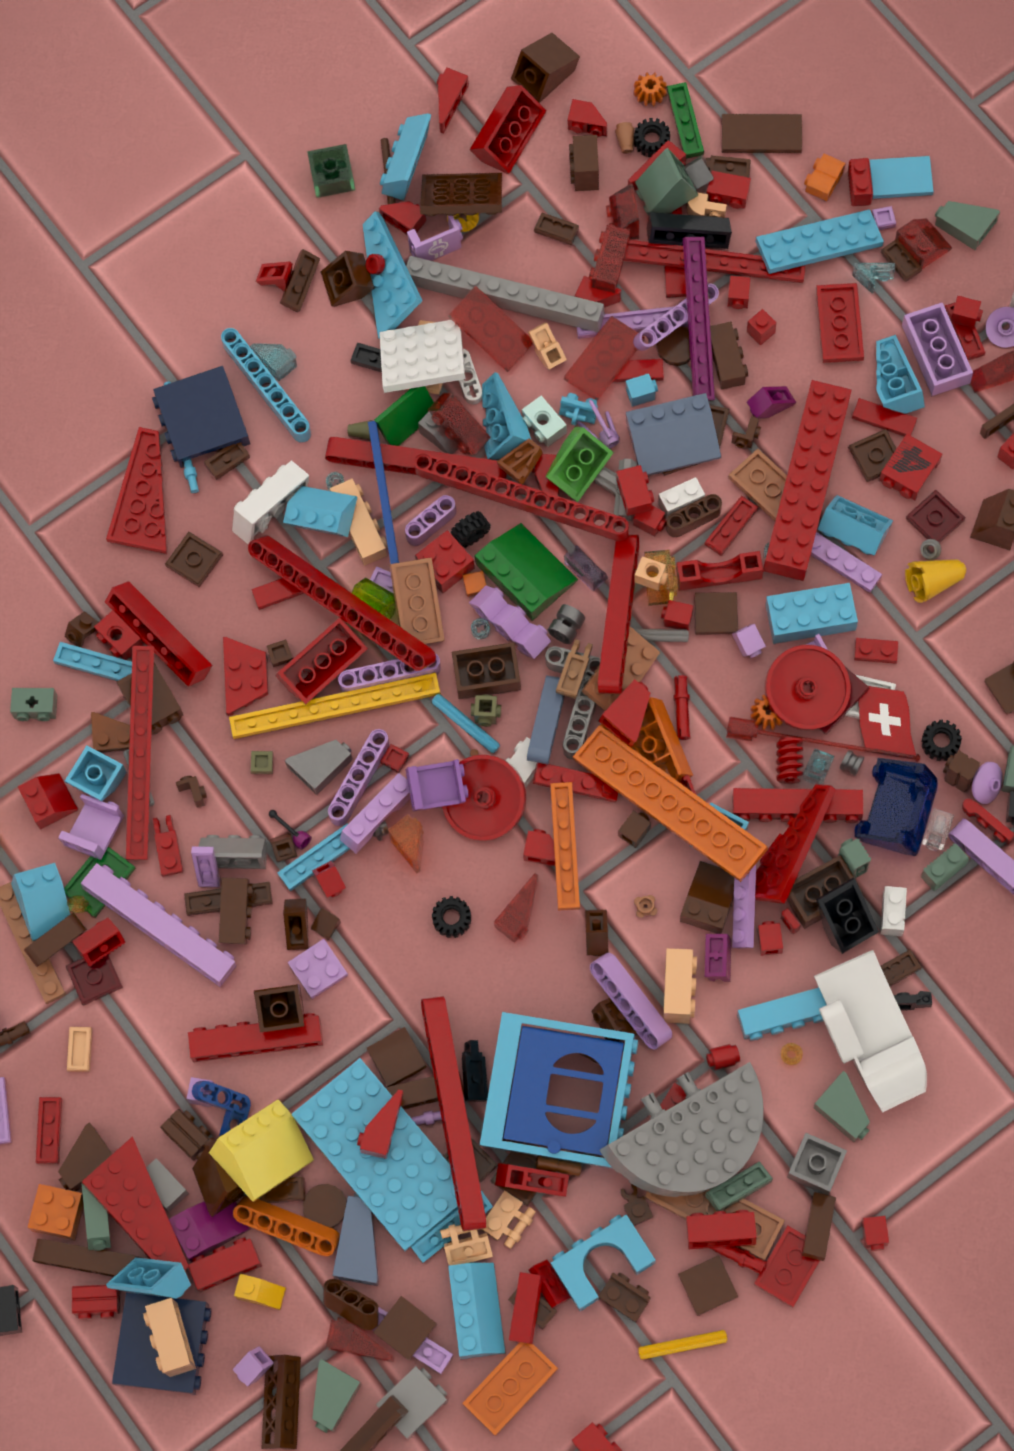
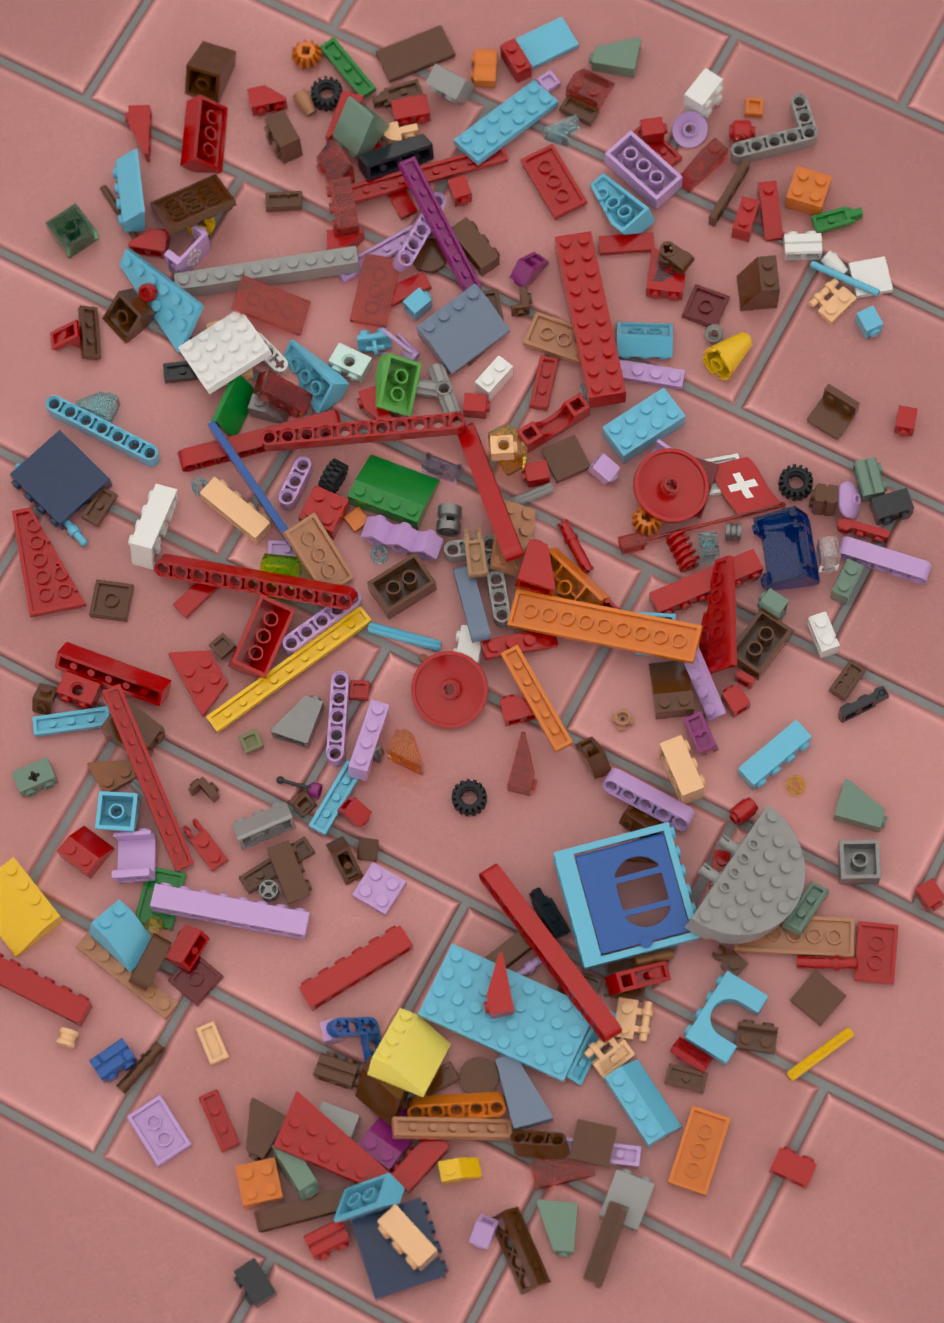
camera: 25 degrees left, 0 degrees up
(205, 866) = (248, 845): lavender tile -> none
(205, 917) = (271, 889): none -> flat silver wheel
(269, 1246) = (451, 1128): none -> nougat plate
(279, 1008) = (367, 932): reddish brown slope -> none
(321, 511) = (201, 514): medium azure slope -> none
(359, 430) = (201, 434): olive cone -> none
(396, 1057) = (479, 931): reddish brown slope -> none
(436, 785) = (408, 695): medium lavender panel -> none
(482, 704) = (418, 612): olive brick -> none
(521, 460) = (349, 402): dark orange wing -> none
(526, 1308) = (683, 1081): red tile -> none
(546, 346) = (323, 302): light nougat brick -> none
(634, 491) = (454, 387): red brick -> none
(635, 828) = (584, 660): reddish brown brick -> none
(699, 172) = (381, 105): flat silver panel -> none
(699, 507) = (511, 379): reddish brown beam -> none
(721, 1229) = (809, 948): red brick -> none
(761, 327) = (492, 211): red brick -> none
(779, 178) = (452, 85): none -> light grey brick
(818, 1226) = (883, 910): reddish brown tile -> none
(846, 916) = (789, 655): black slope -> none
(872, 1030) = (853, 736): white beam -> none
(873, 454) = (631, 276): reddish brown tile -> none
(876, 650) = (709, 433): red plate -> none
(928, 456) = (676, 258): none -> reddish brown piece

